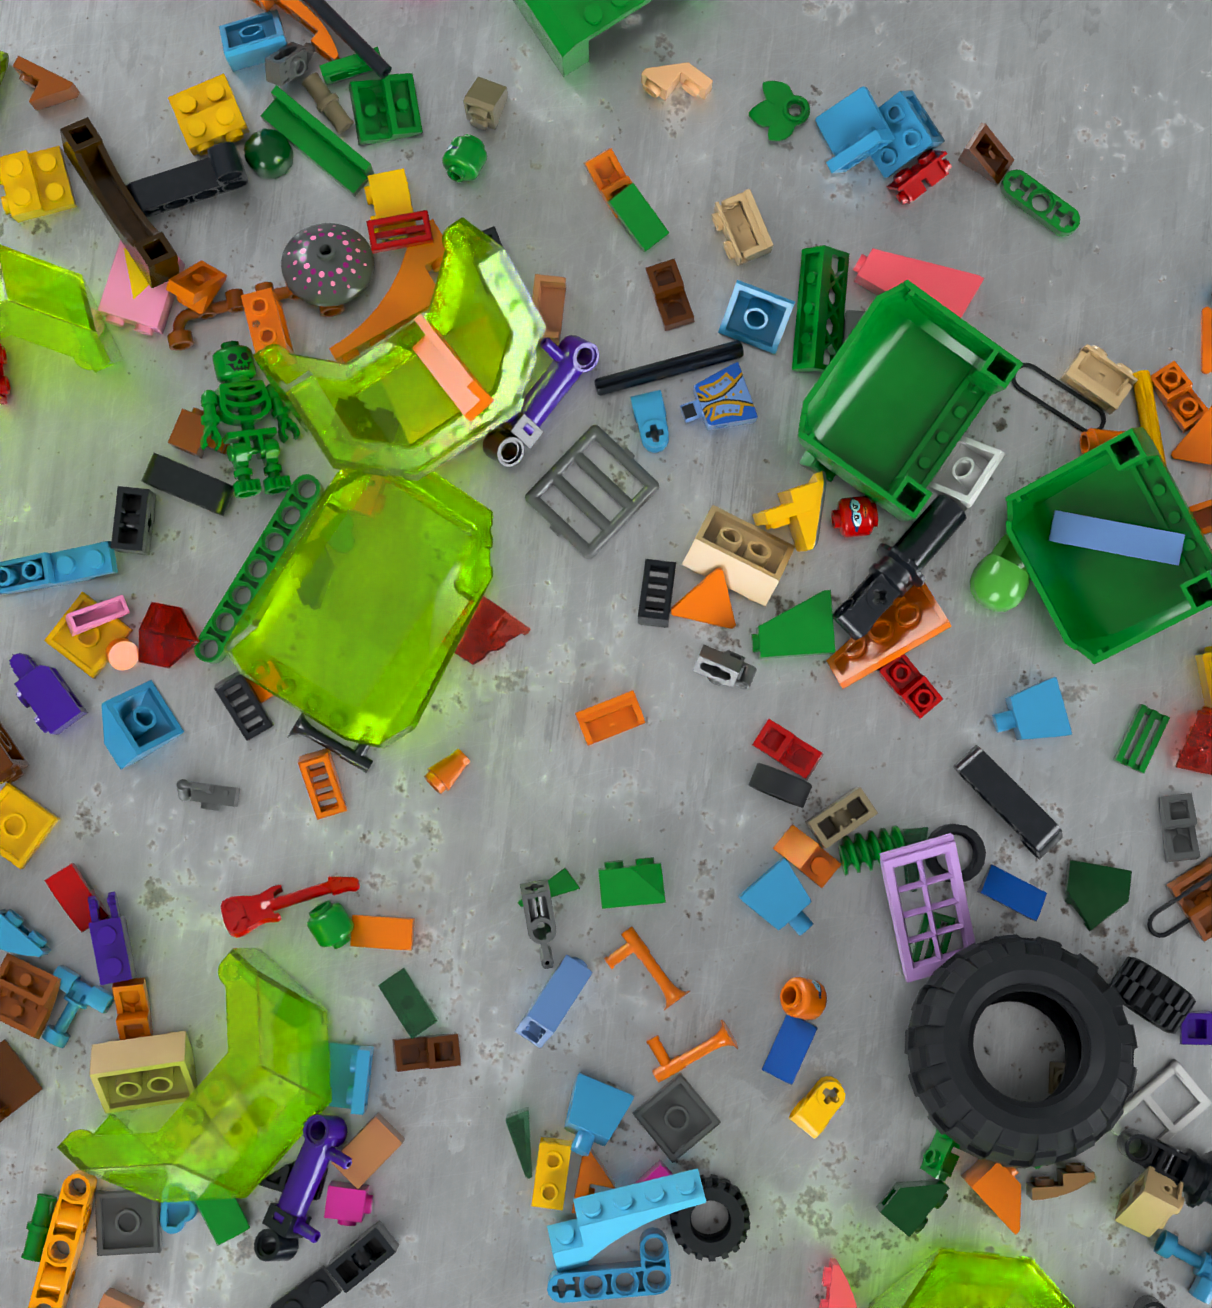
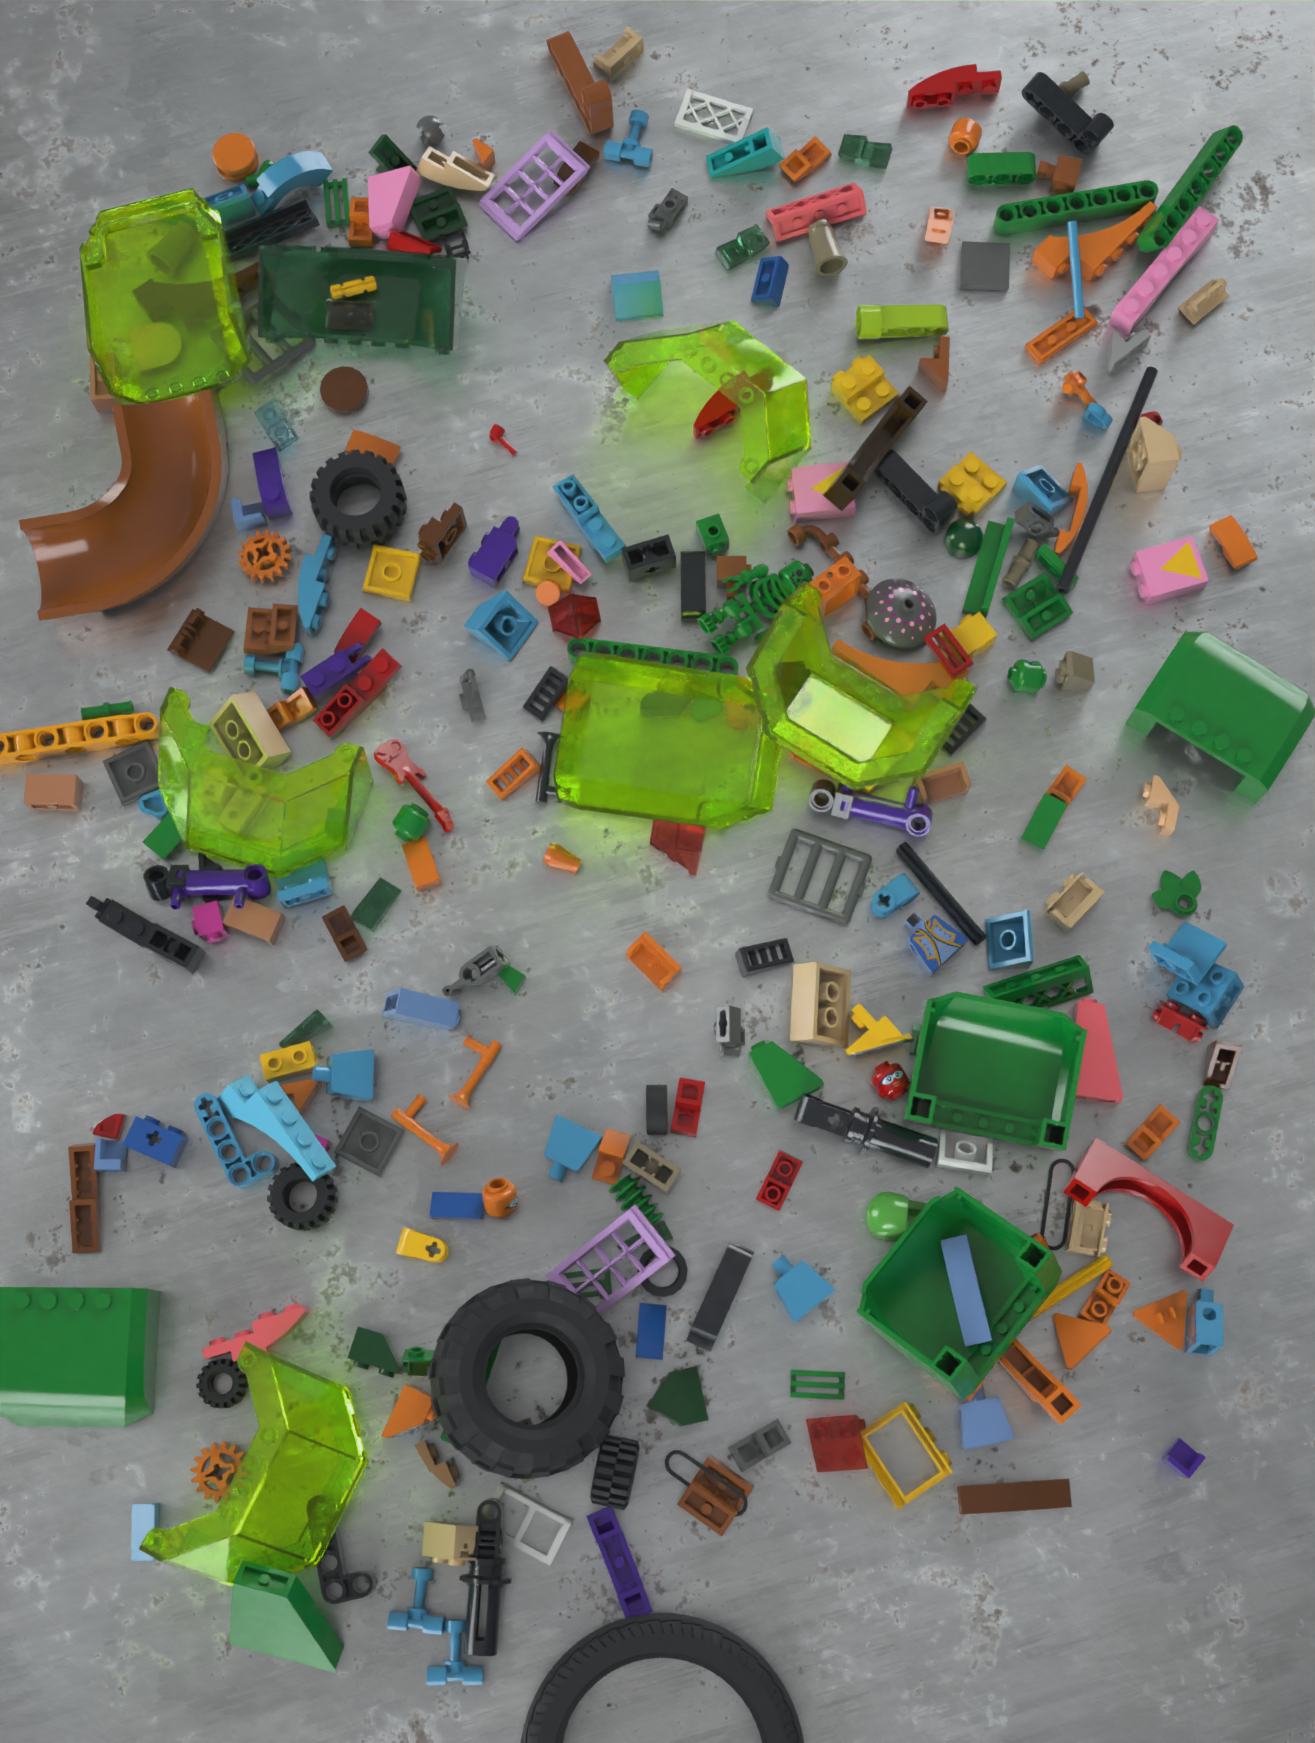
camera: 75 degrees right, 10 degrees down
(137, 435) = (712, 535): none -> green brick
(148, 924) = (358, 695): none -> red slope
(197, 286) = (840, 527): orange slope -> none
(451, 371) = (860, 726): fence -> none
(631, 884) = (531, 1026): green slope -> none
(669, 294) = (996, 870): reddish brown slope -> none
(707, 602) = (773, 996): orange piece -> none
(897, 631) = (823, 1156): orange wing -> none
(1025, 262) = (1152, 1132): none -> orange slope
(1153, 261) = (1199, 1228): none -> red arch

